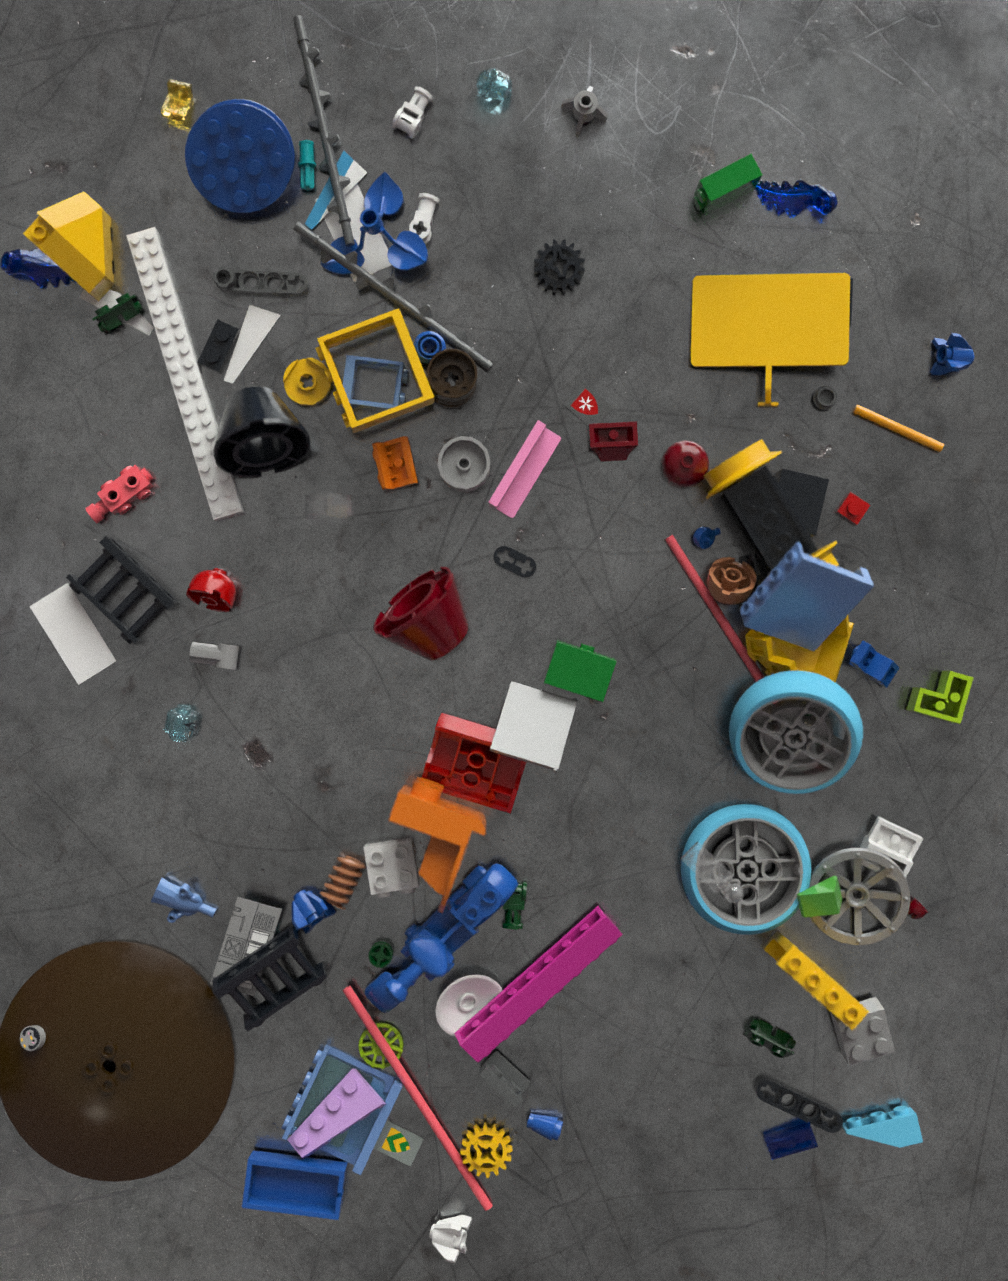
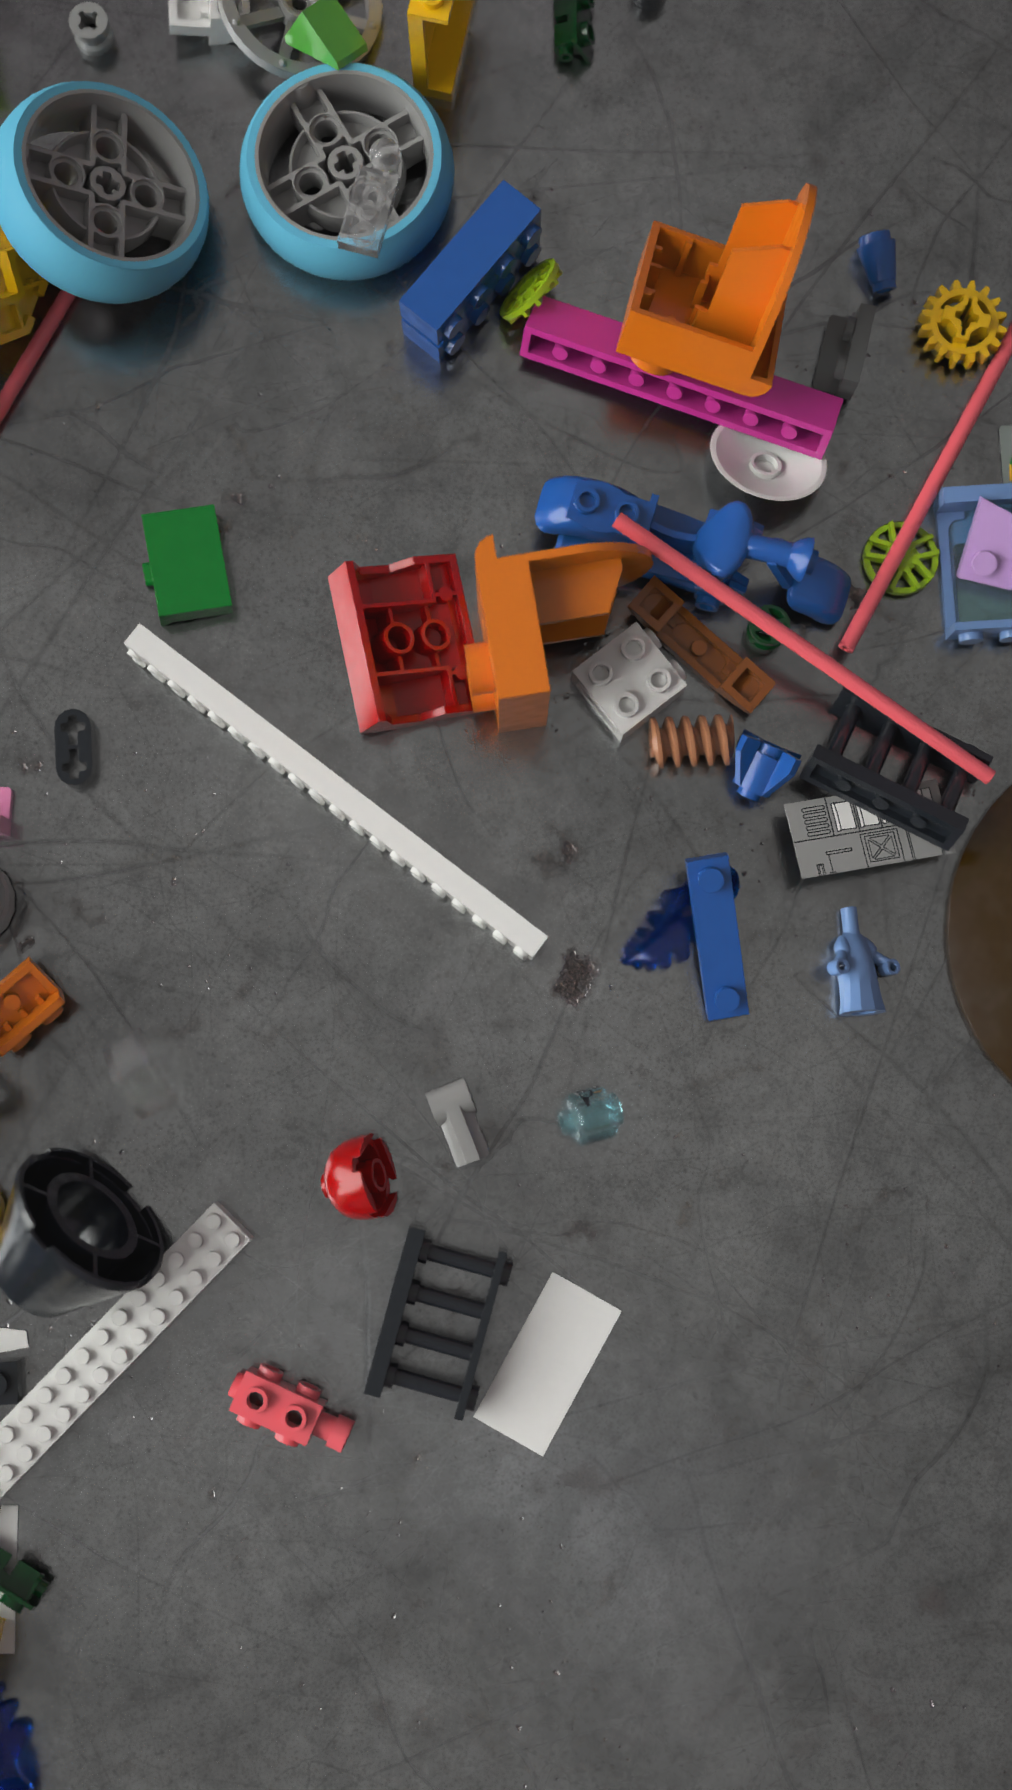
camera: 120 degrees left, 5 degrees down
(234, 837) = (717, 936): none -> blue plate
(254, 825) = (668, 930): none -> clear blue plant
(353, 964) = (803, 648): none -> coral piece
(389, 913) = (699, 648): none -> dark orange slope
(408, 686) = (330, 788): none -> white piece
(425, 616) = (219, 828): dark red cone -> none
(515, 903) = (601, 467): dark green connector -> none
(534, 726) = (303, 581): piece -> none
(559, 1023) = (717, 305): none -> orange plate
(626, 930) = (530, 290): none -> lime wheel
(653, 904) = (472, 272): none -> blue piece
(900, 775) = (91, 40): none -> light grey wheel

